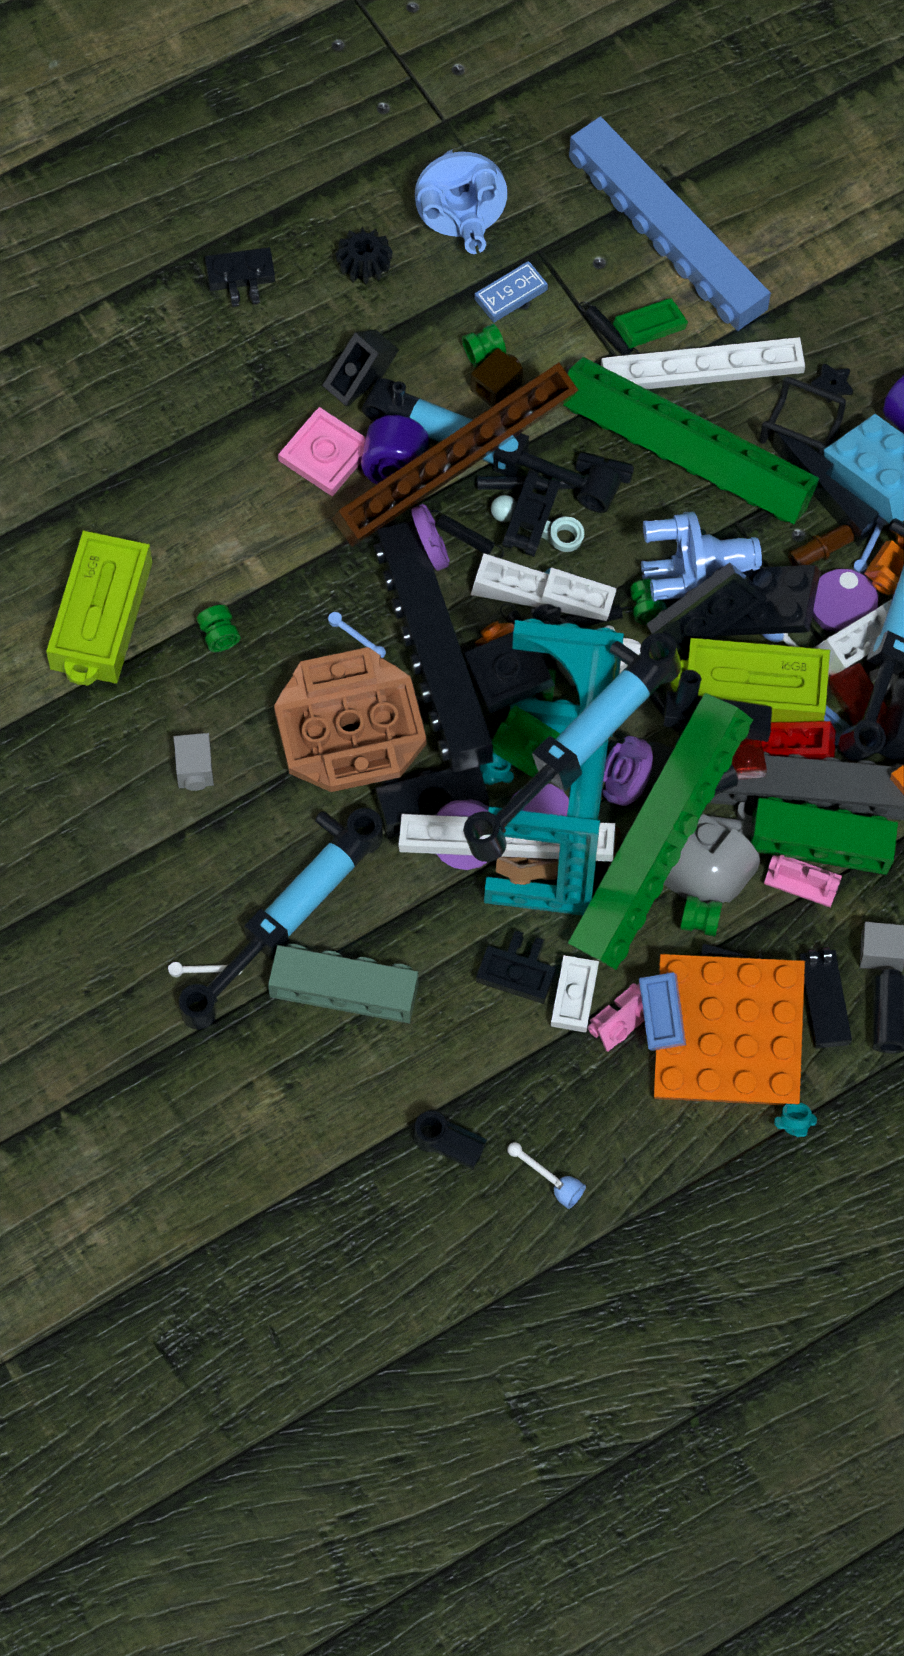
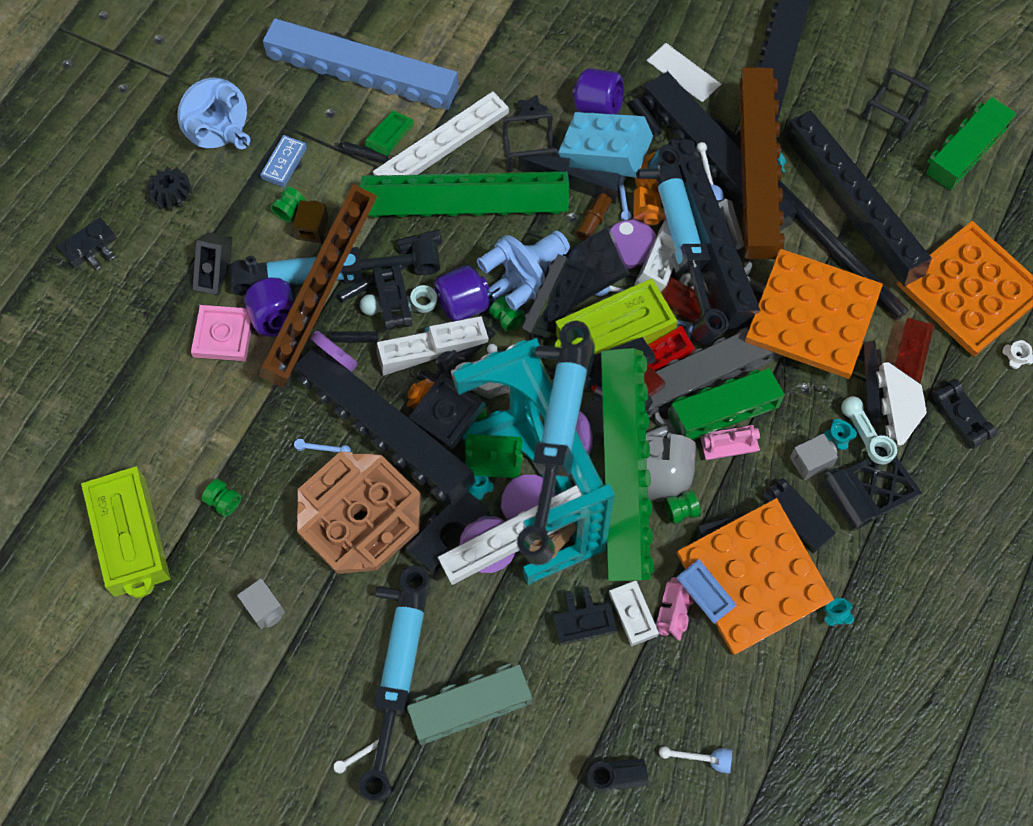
camera: 30 degrees left, 0 degrees up
(612, 551) = (462, 293): none -> dark purple head

